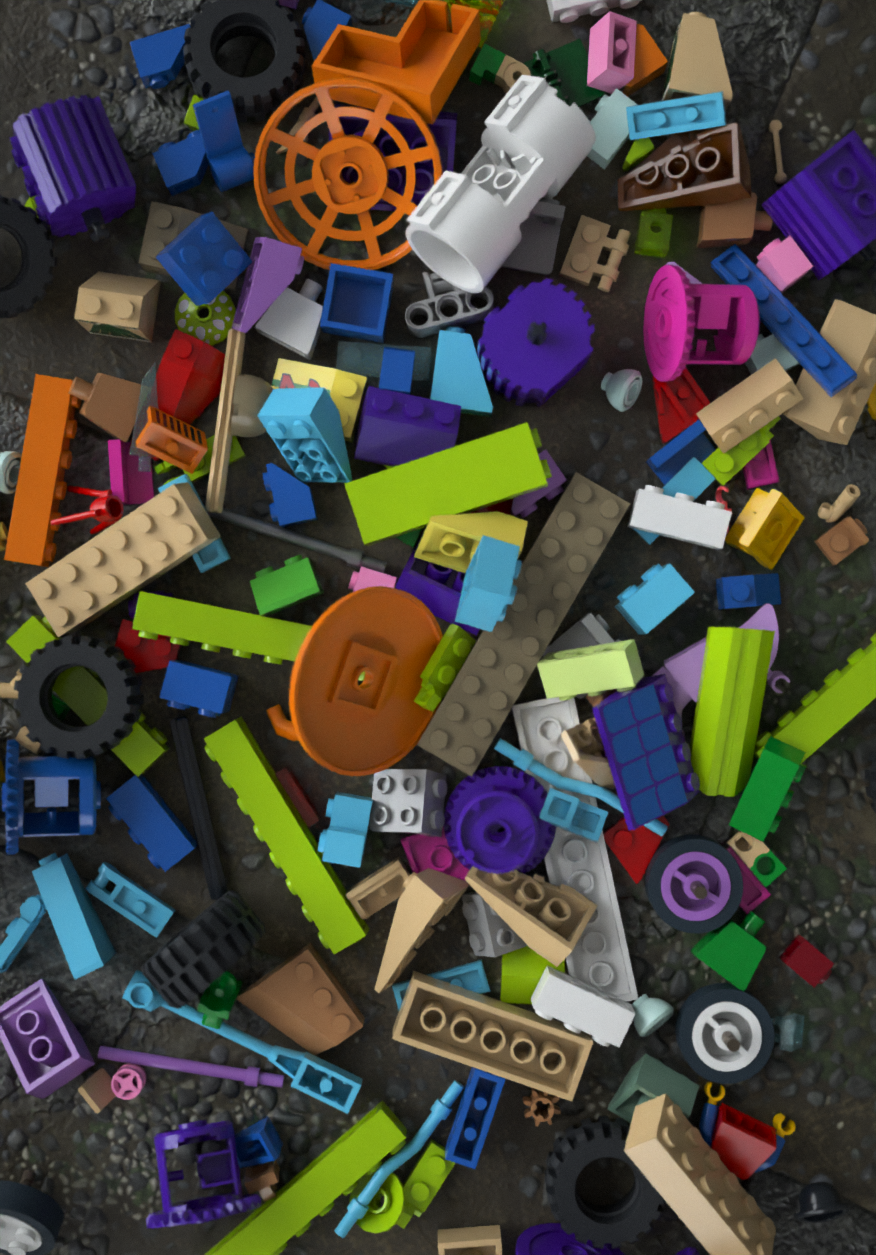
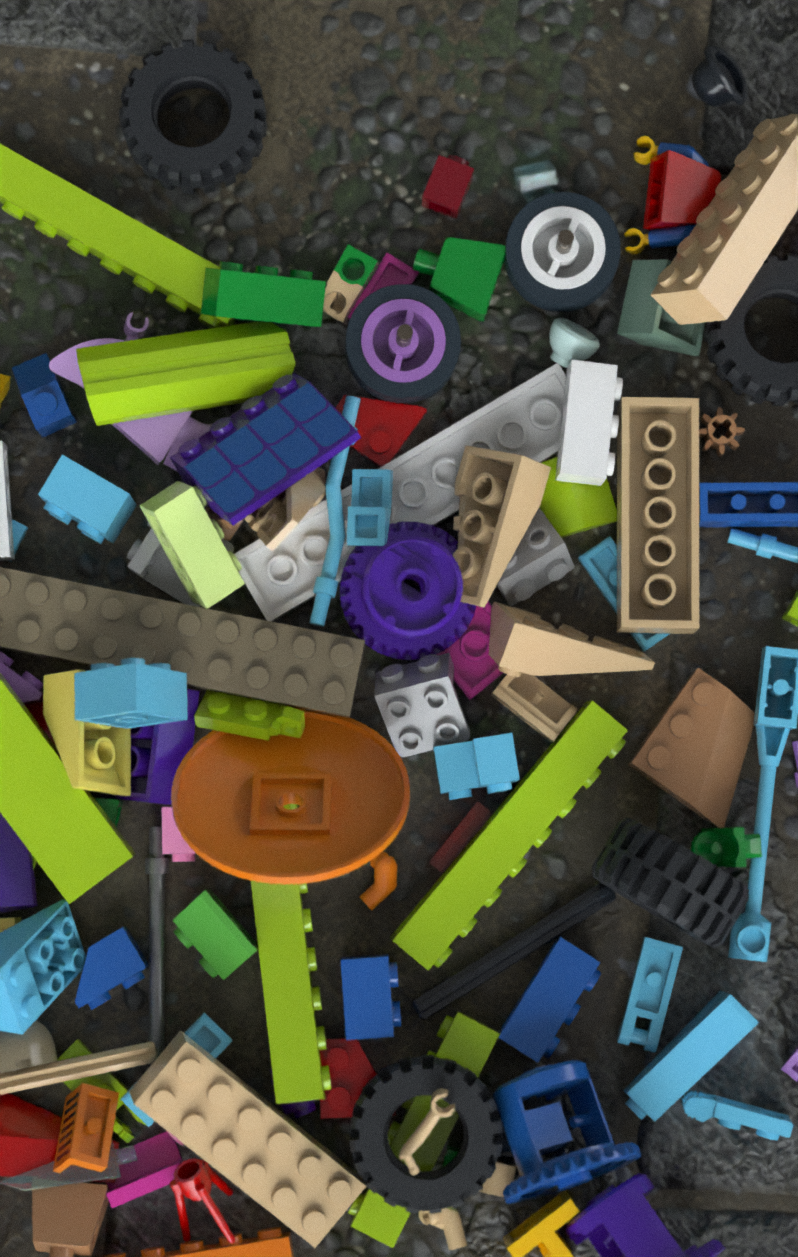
camera: 105 degrees left, 5 degrees down
(79, 699) = (424, 1129): none -> tan piece

